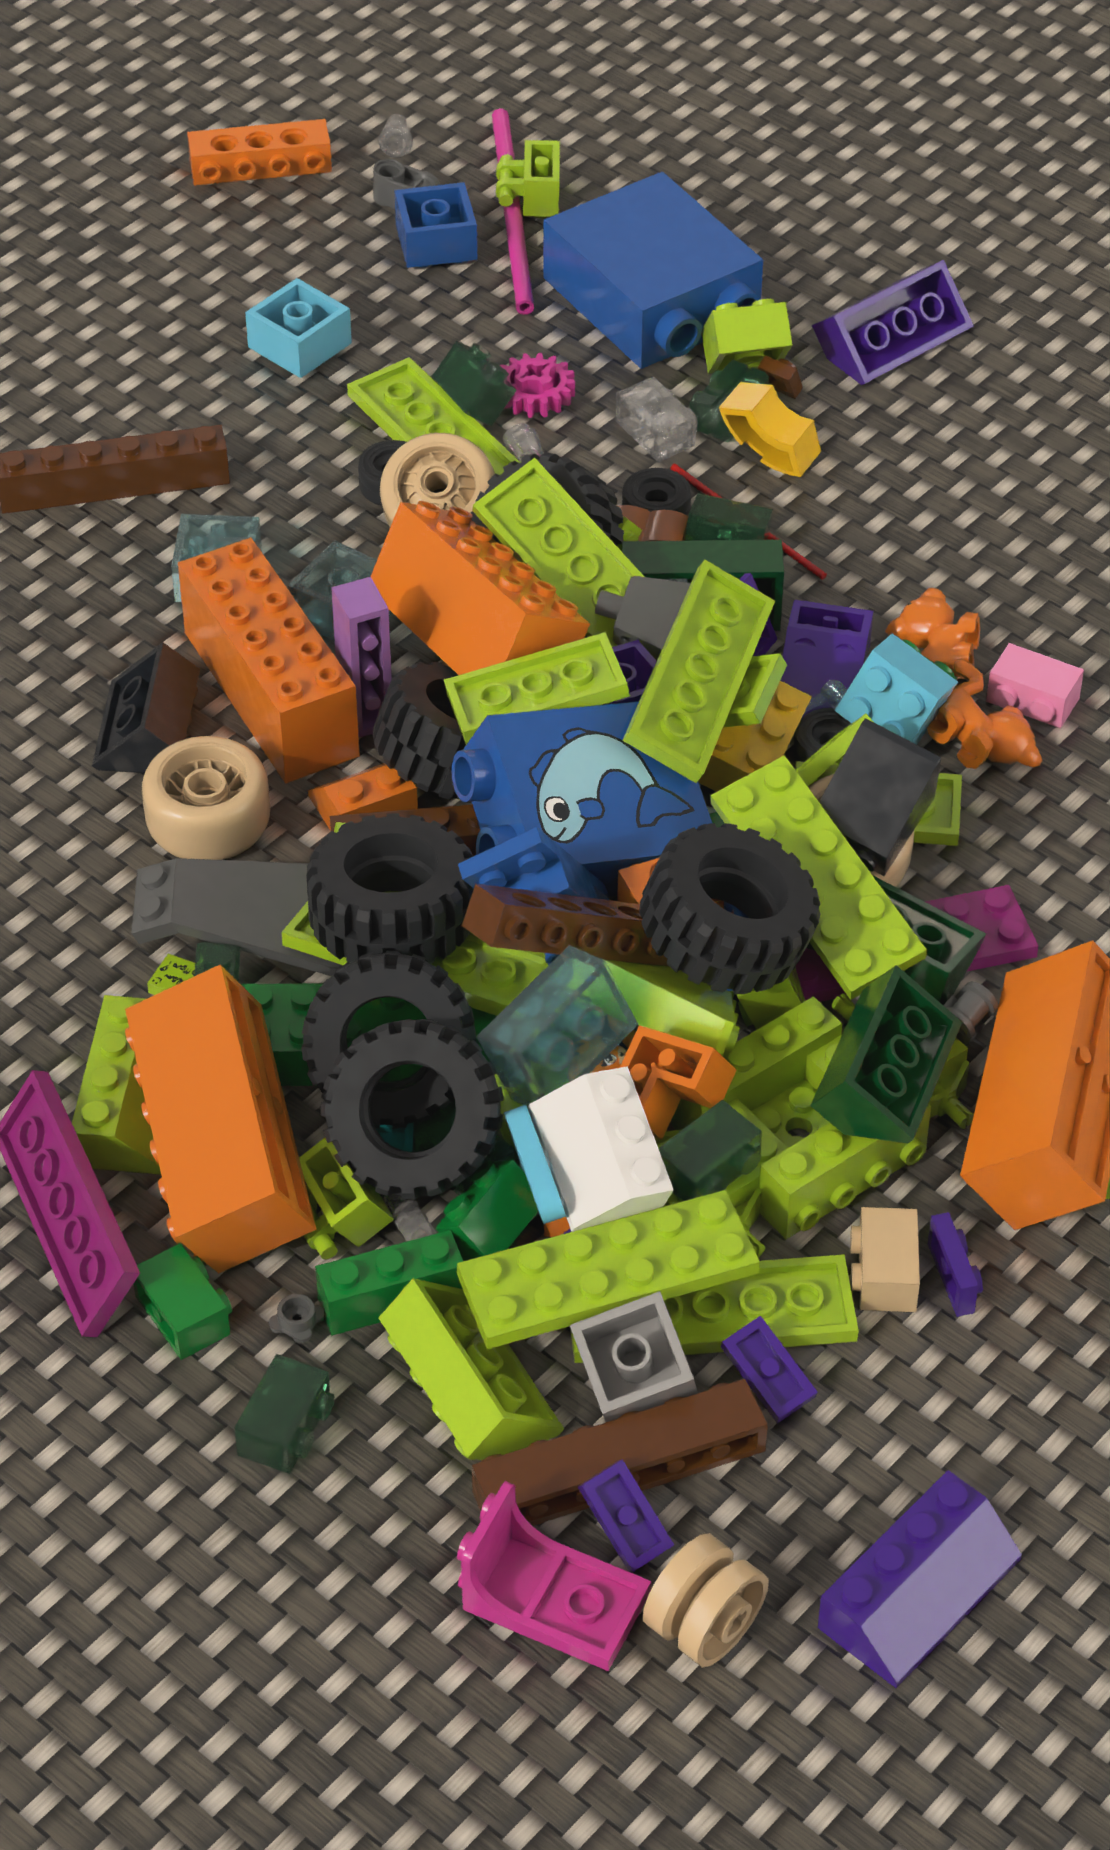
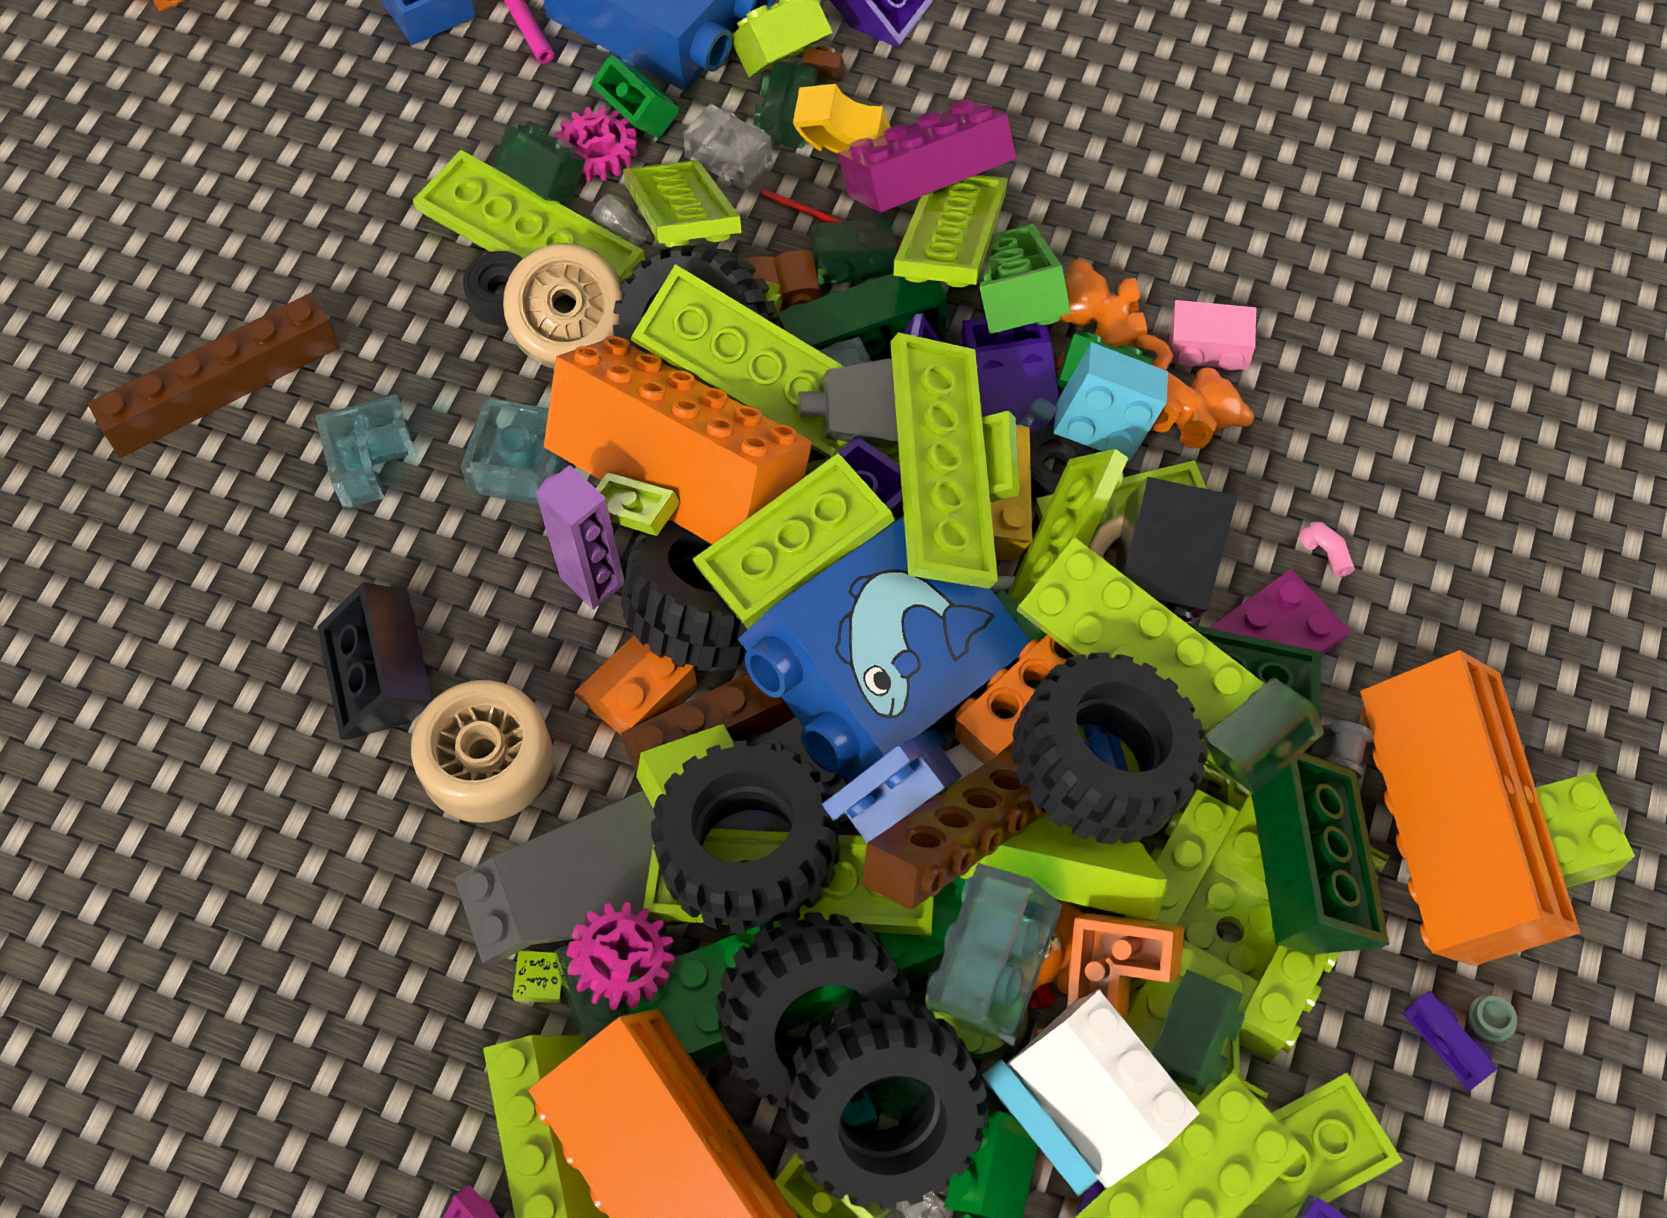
camera: 20 degrees left, 15 degrees up
(248, 951) = (641, 950): none -> dark pink gear
(269, 660) = (477, 560): orange brick -> none
(298, 327) = (337, 150): medium azure brick -> none
(420, 638) = (637, 503): none -> lime plate
(581, 434) = (682, 203): none -> lime plate
(588, 355) = (635, 96): none -> green brick
(658, 485) = (768, 219): black tyre -> none
(819, 523) = (951, 232): none -> lime plate
(833, 467) = (926, 155): none -> magenta brick
(857, 577) = (1022, 281): none -> bright green wedge
(875, 945) = (1264, 735): none -> clear green brick
(887, 1259) = (1387, 1059): tan brick -> none
(1005, 1264) = (1492, 1018): none -> sand green plate
(1052, 867) = (1332, 543): none -> bright pink arm

